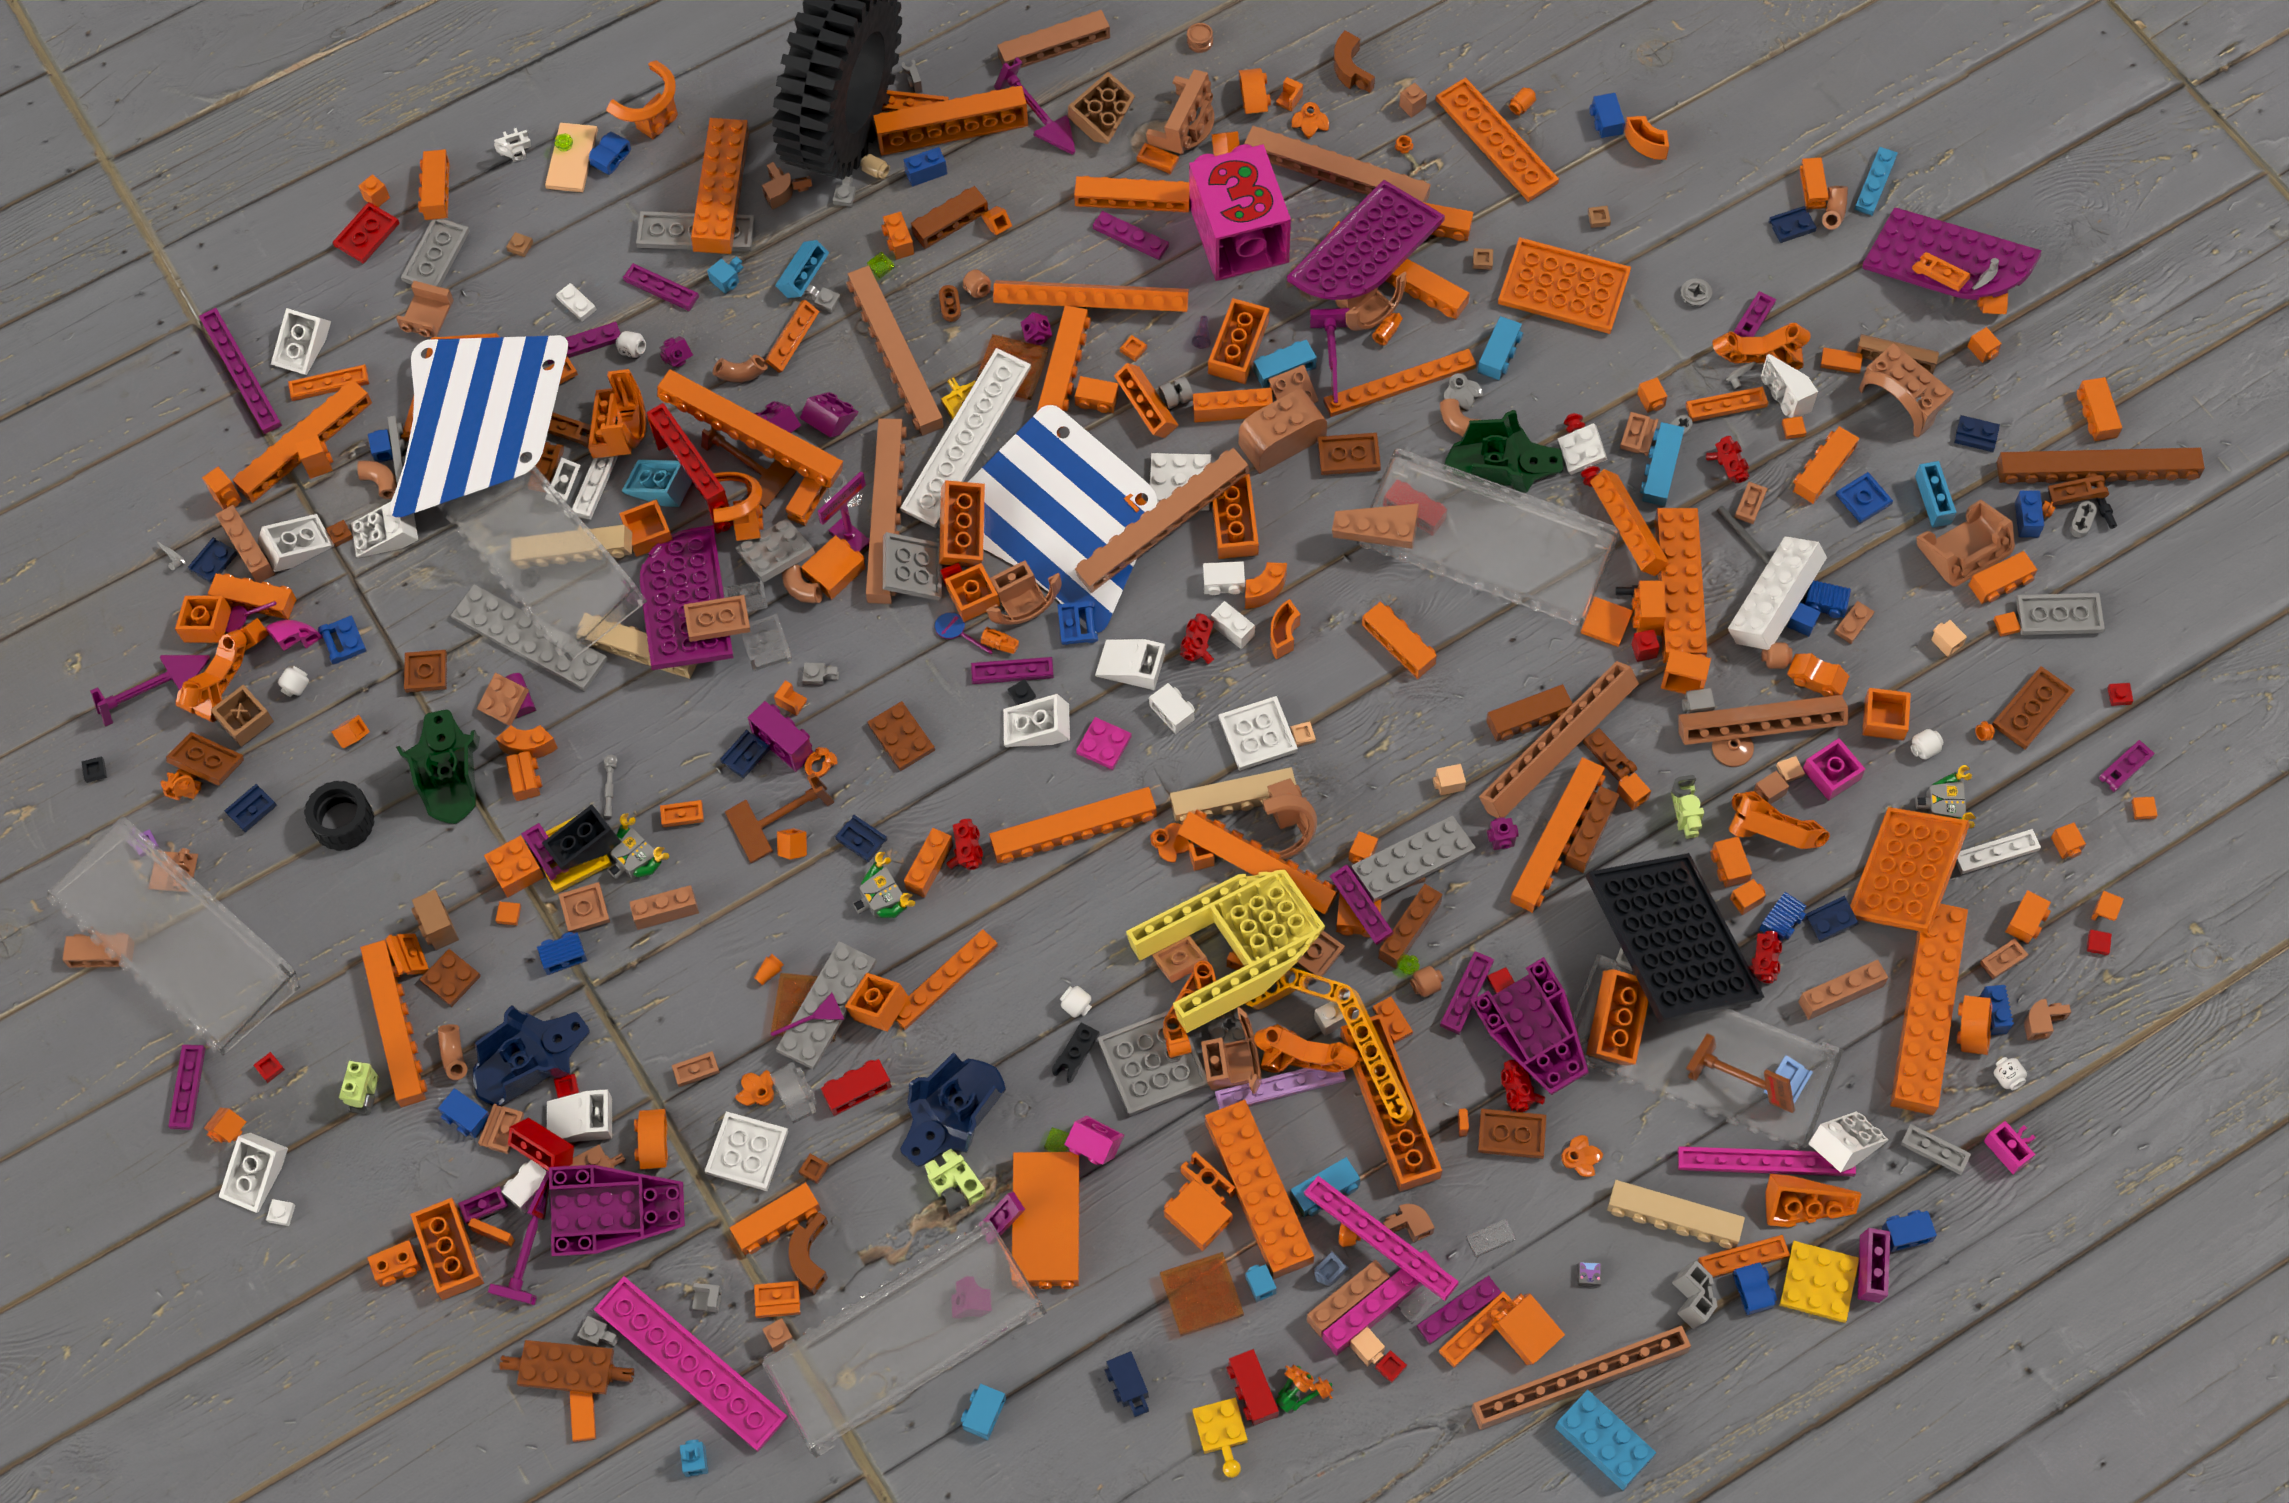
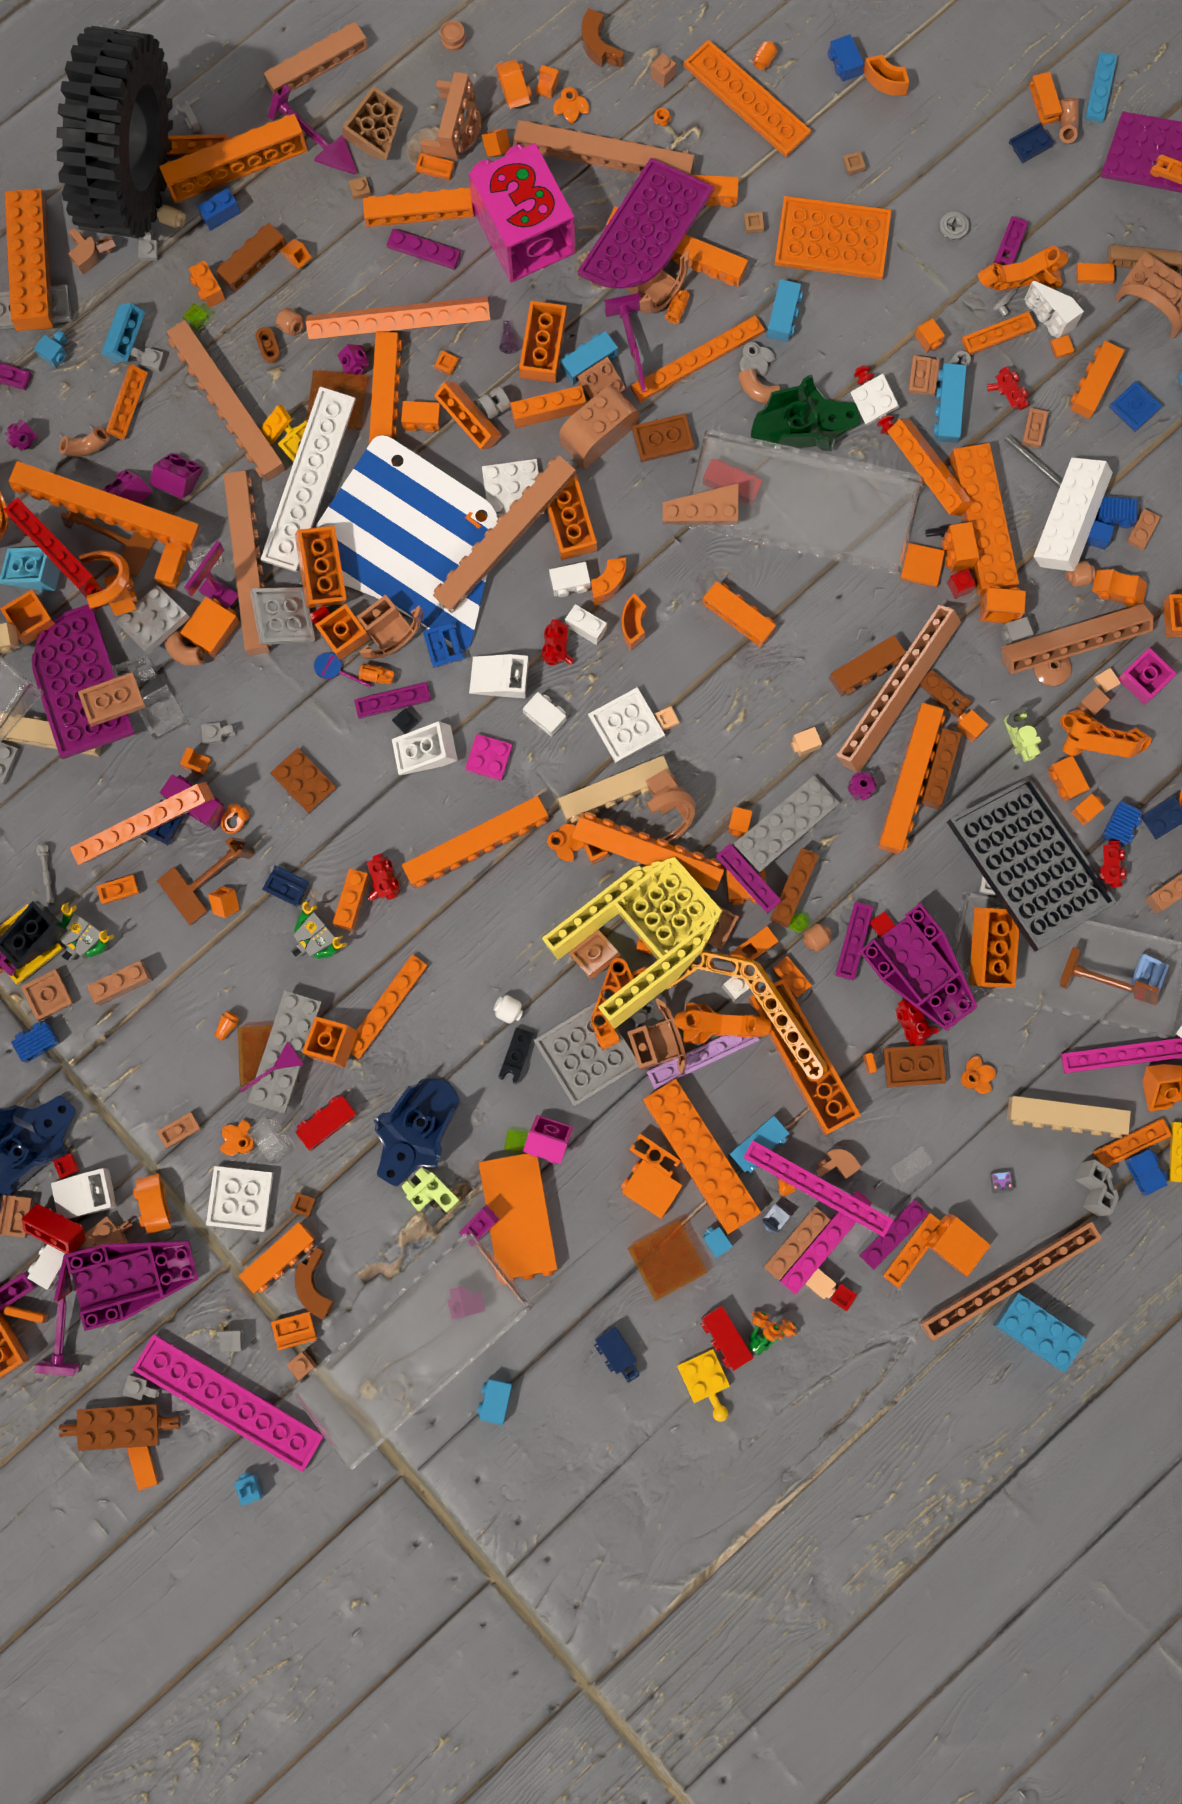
camera: 10 degrees left, 15 degrees up
(723, 745) = (142, 823): none -> orange brick
(943, 379) = (275, 424): none -> light orange plate
(1074, 167) = (359, 188): none -> medium nougat plate
(1361, 977) = (755, 946): none -> orange brick

